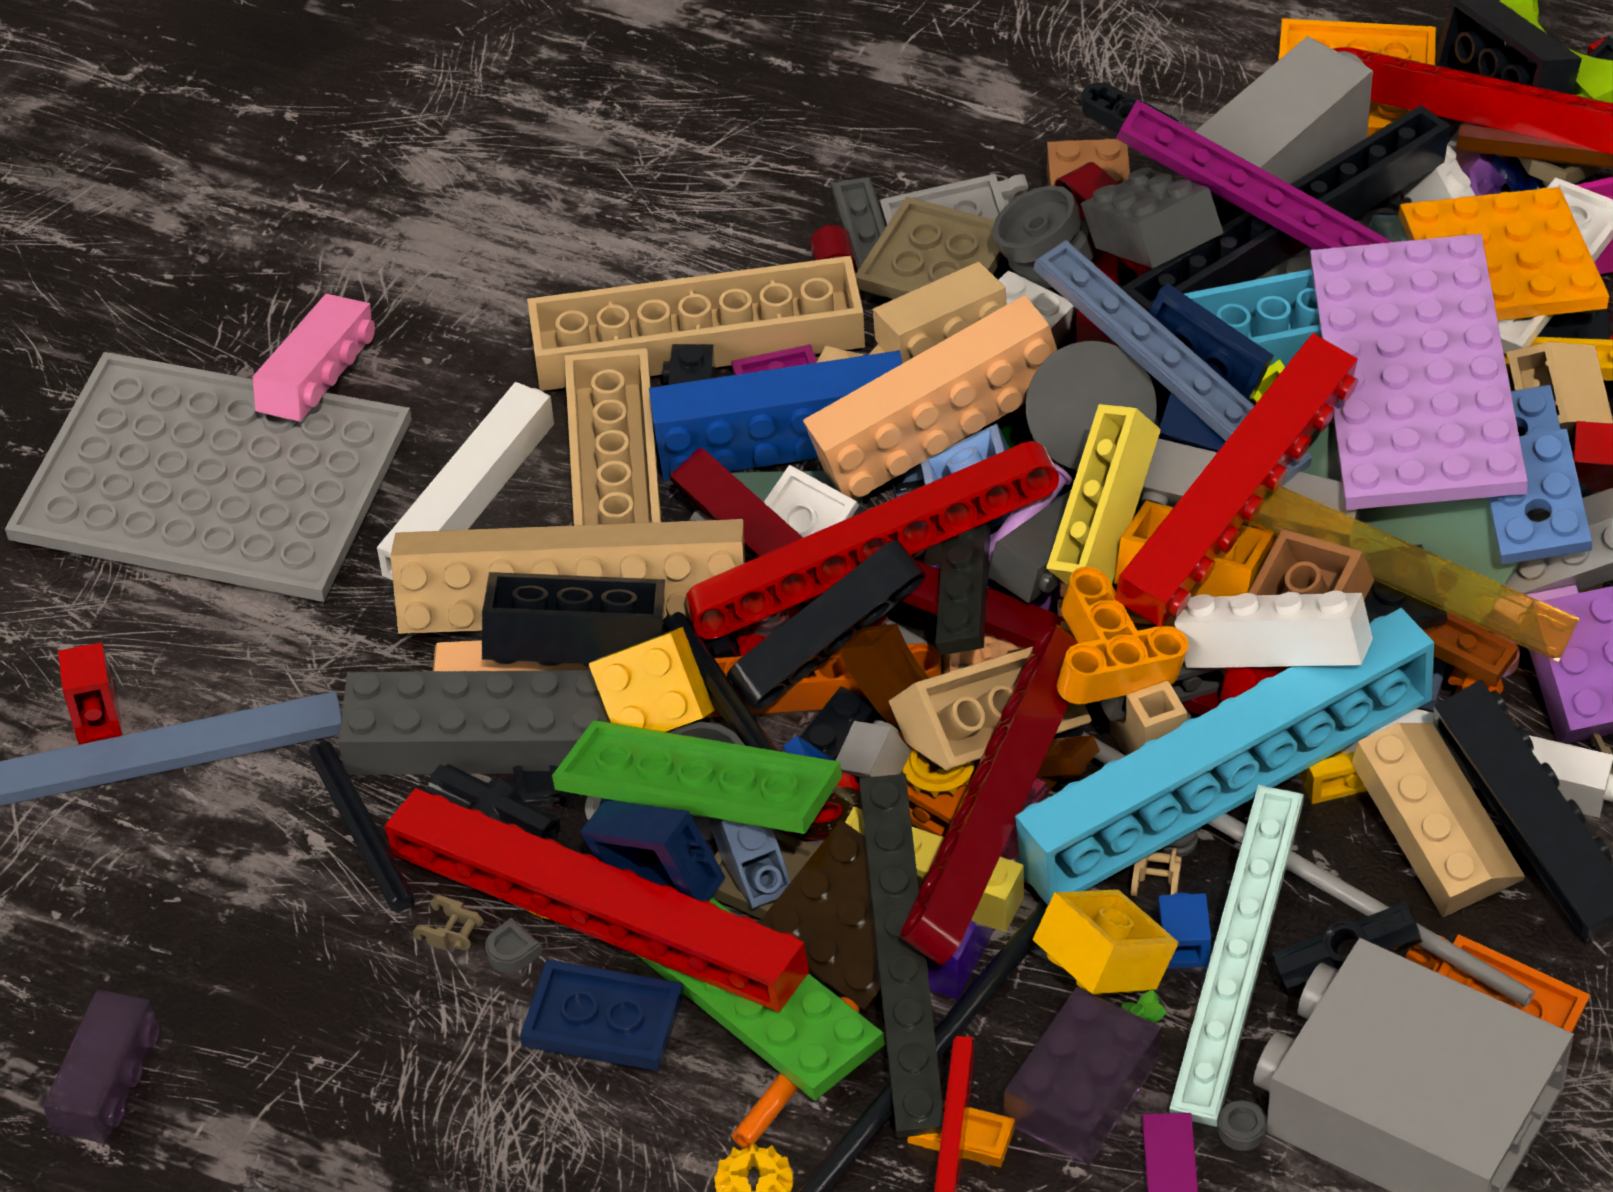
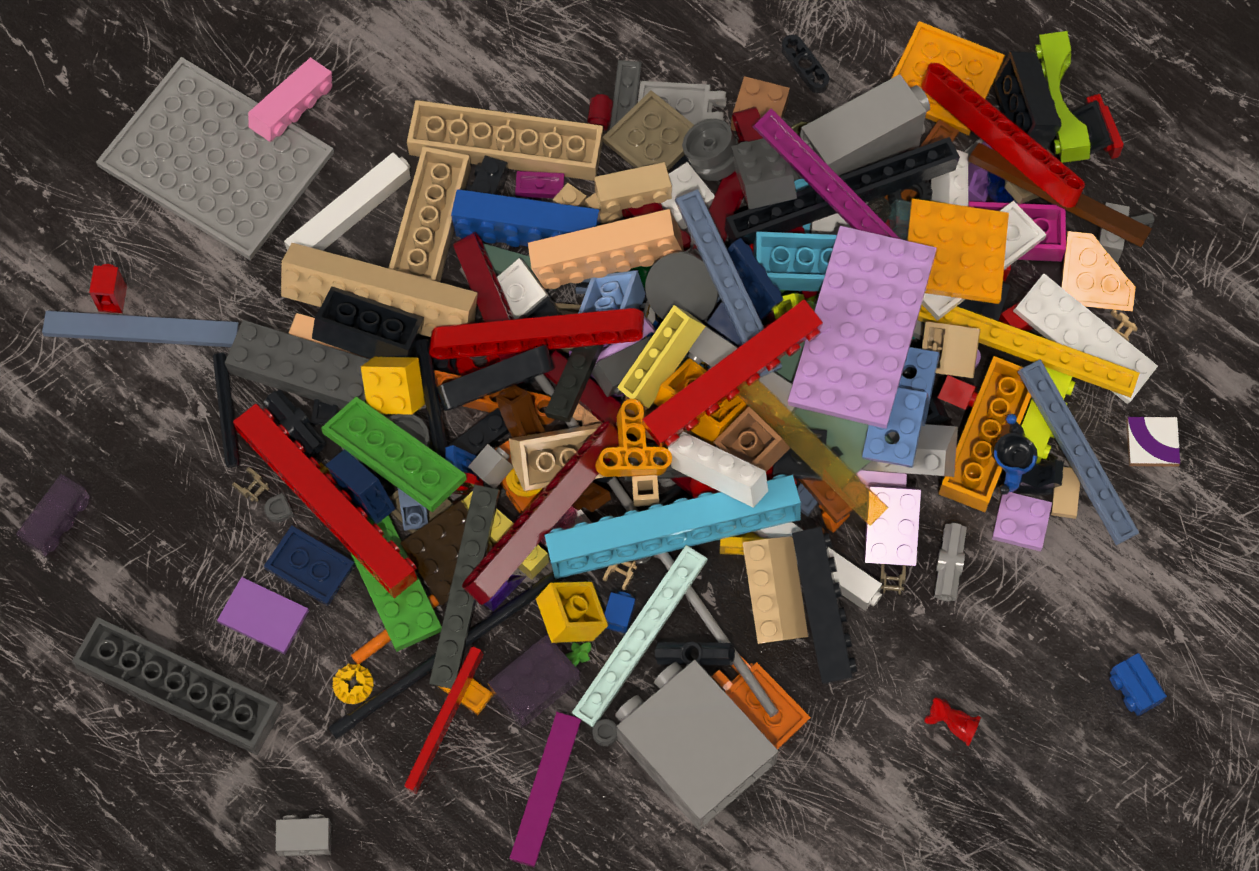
camera: 15 degrees right, 20 degrees up
(546, 1119) = (263, 615): none -> medium lavender tile

